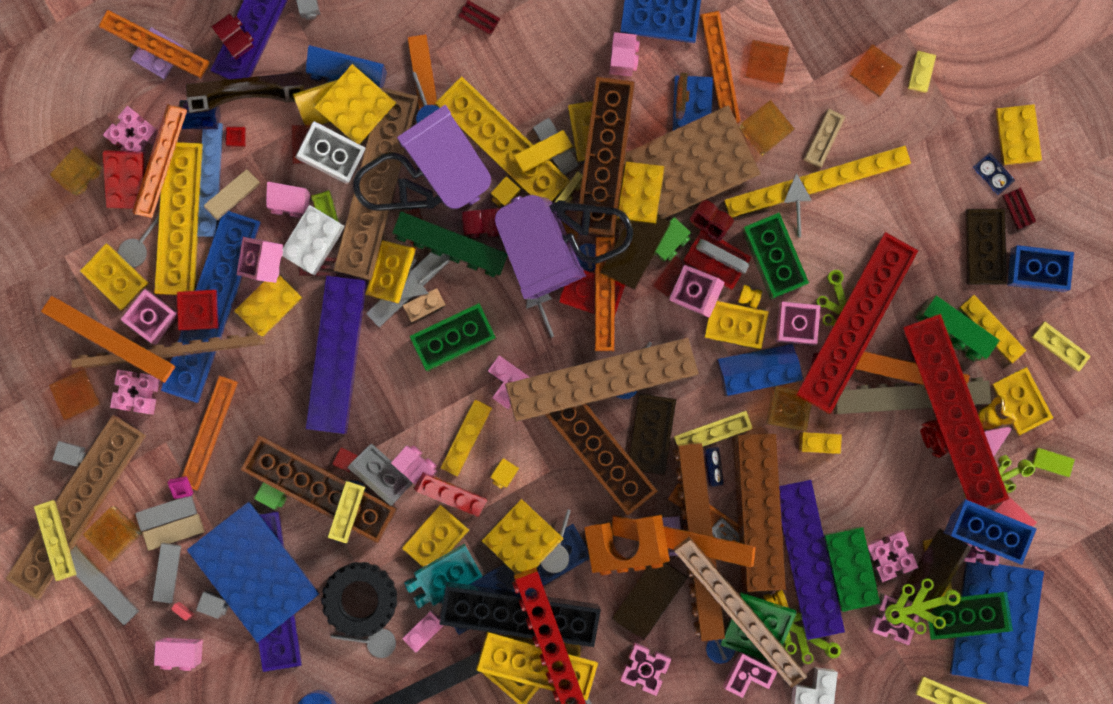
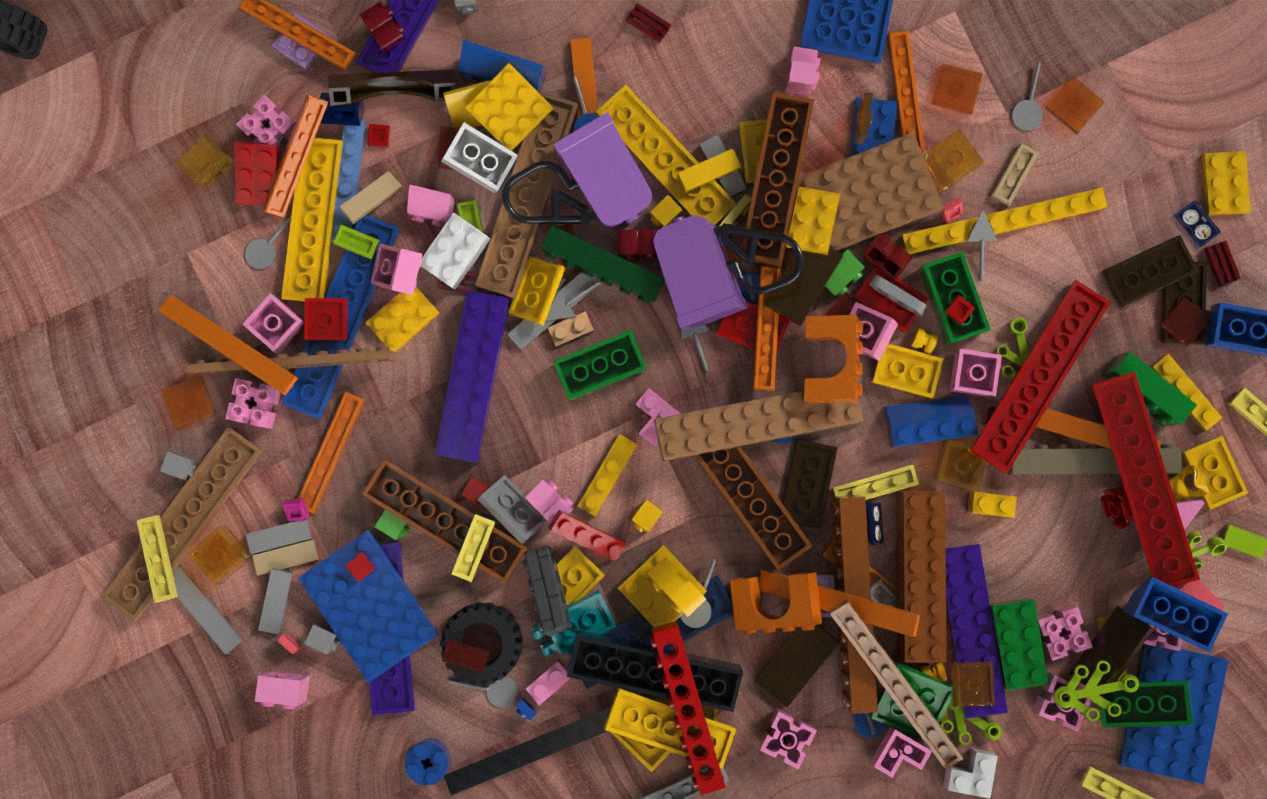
camera: 15 degrees right, 0 degrees up
(114, 277) = (239, 278): yellow plate -> none
(221, 237) = (356, 242): none -> lime tile
(243, 536) = (360, 567): none -> red tile
(345, 611) = (466, 656): none -> clear red plate
(403, 657) = (524, 709): none -> blue plate
(417, 547) = (547, 590): none -> dark grey brick
(535, 536) = (676, 586): none -> yellow brick
(678, 342) = (845, 385): none -> orange arch
(769, 175) = (952, 210): none -> coral tile
(779, 266) = (959, 309): none -> red tile
(810, 607) = (972, 684): none -> clear orange plate
(834, 81) = (1028, 114): none -> light grey piece
(921, 71) = (1124, 109): light yellow plate -> none
(953, 220) = (1150, 271): none -> dark brown tile
(988, 264) = (1185, 321): none -> clear red piece

